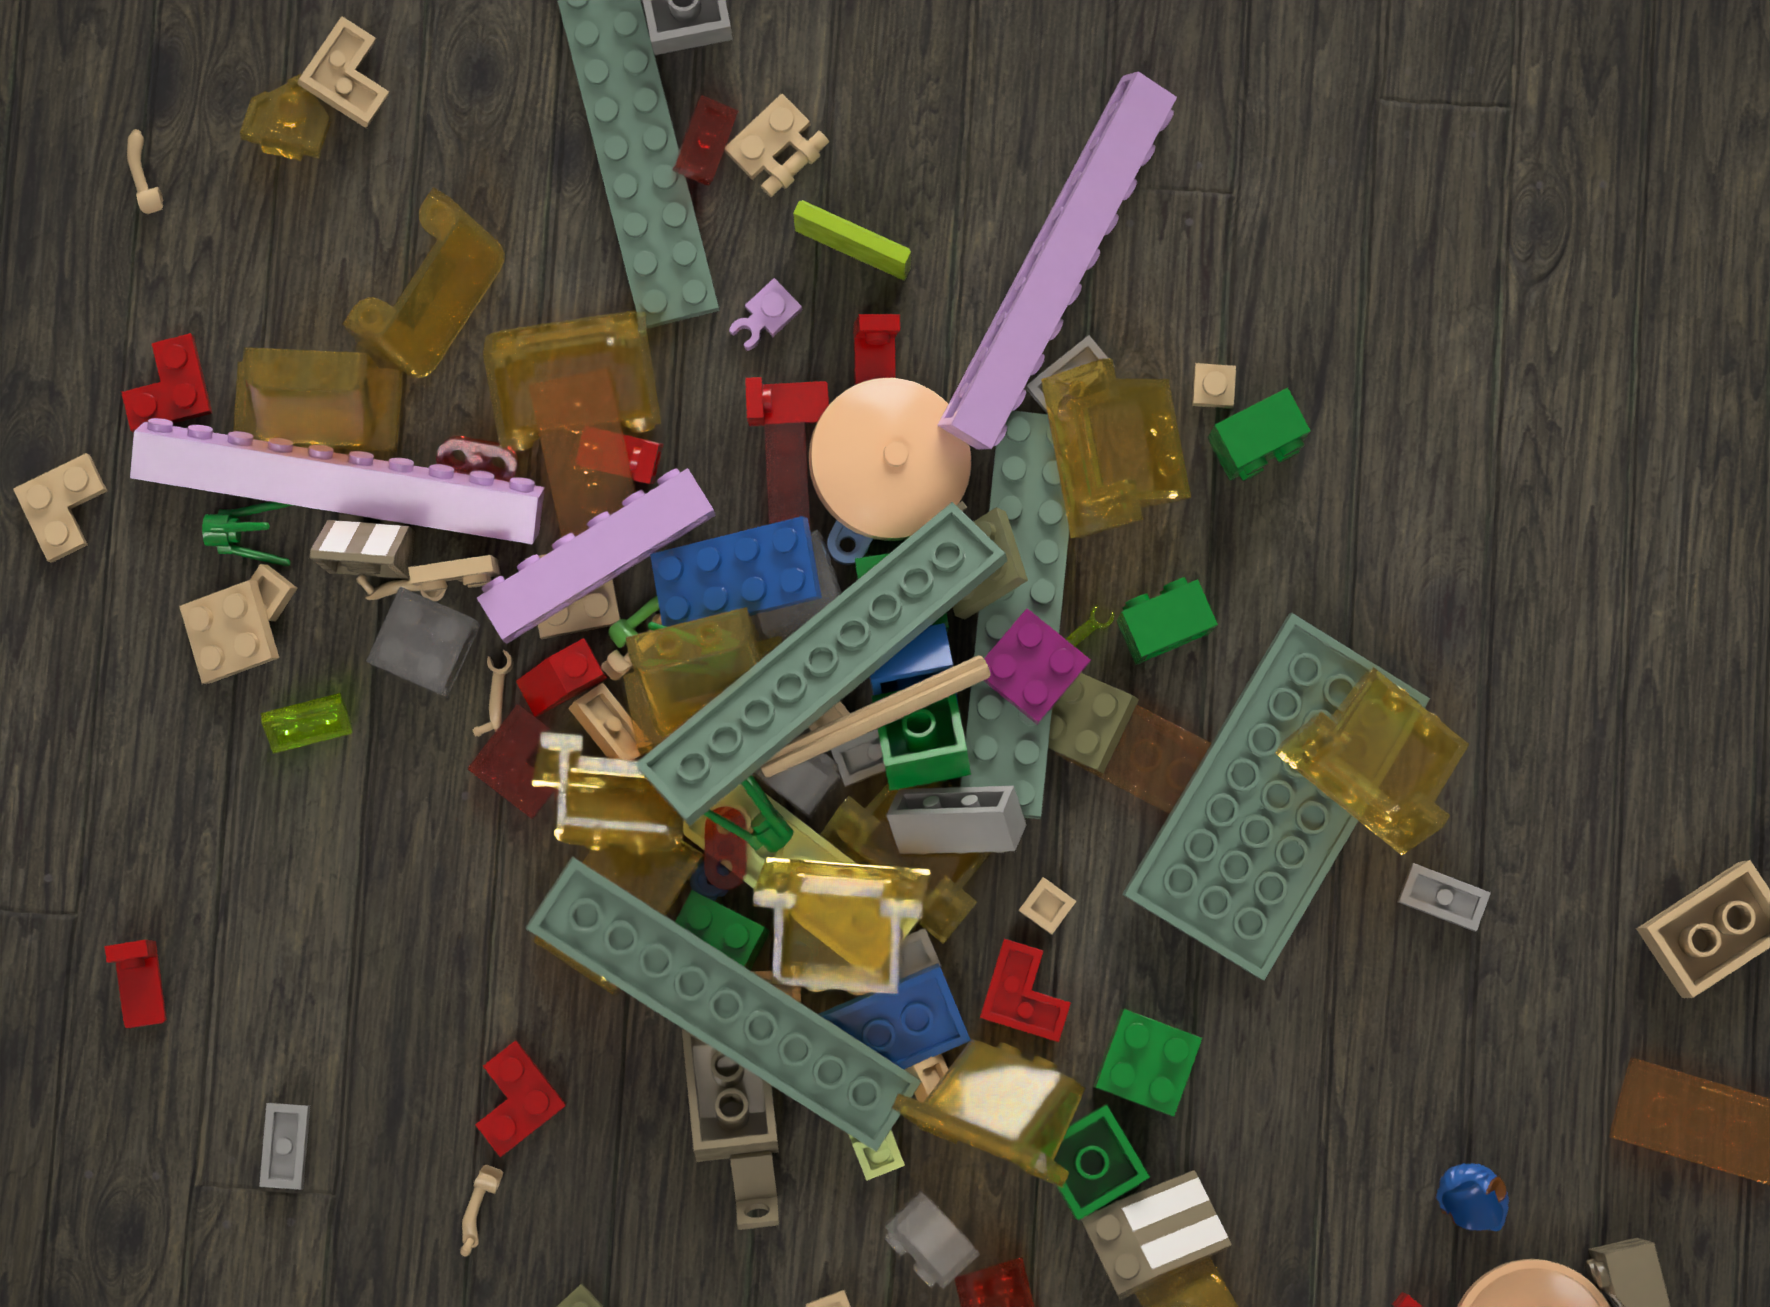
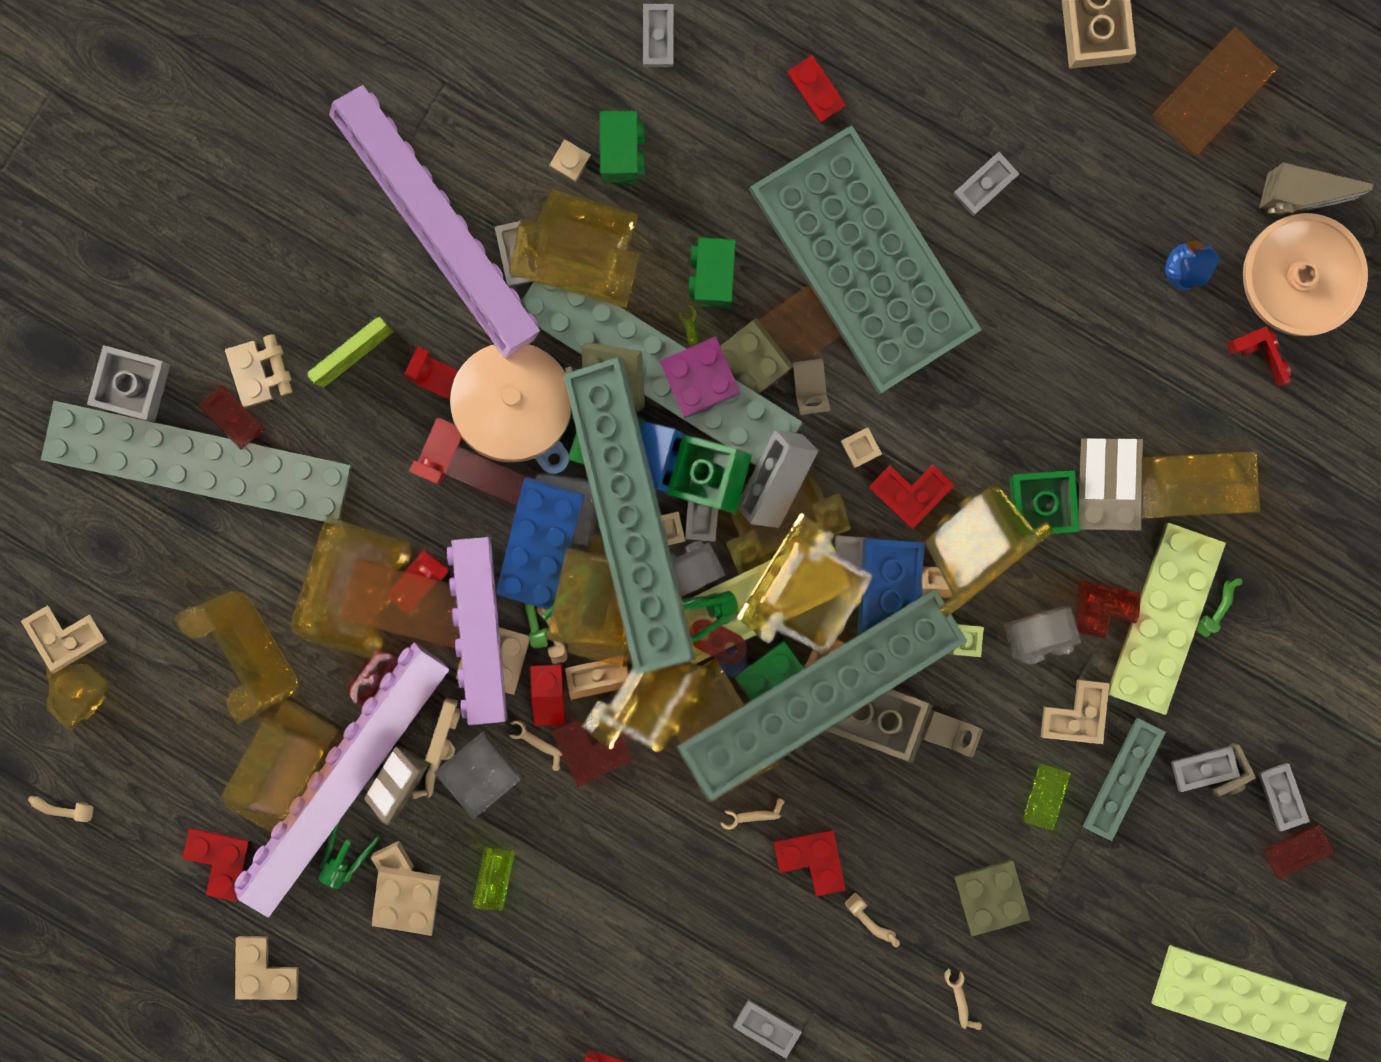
camera: 65 degrees left, 5 degrees up
(537, 1001) = (754, 816): none -> tan piece
(769, 310) = (368, 432): lavender plate -> none
(878, 714) = (682, 495): tan axle -> none
(1090, 807) = (810, 386): none -> dark tan bracket
(1147, 1062) = (997, 434): green brick -> none
(1379, 760) = (878, 178): clear yellow windscreen -> none
(1417, 414) = (658, 35): none -> light grey plate
(1451, 635) = (816, 89): none -> red plate

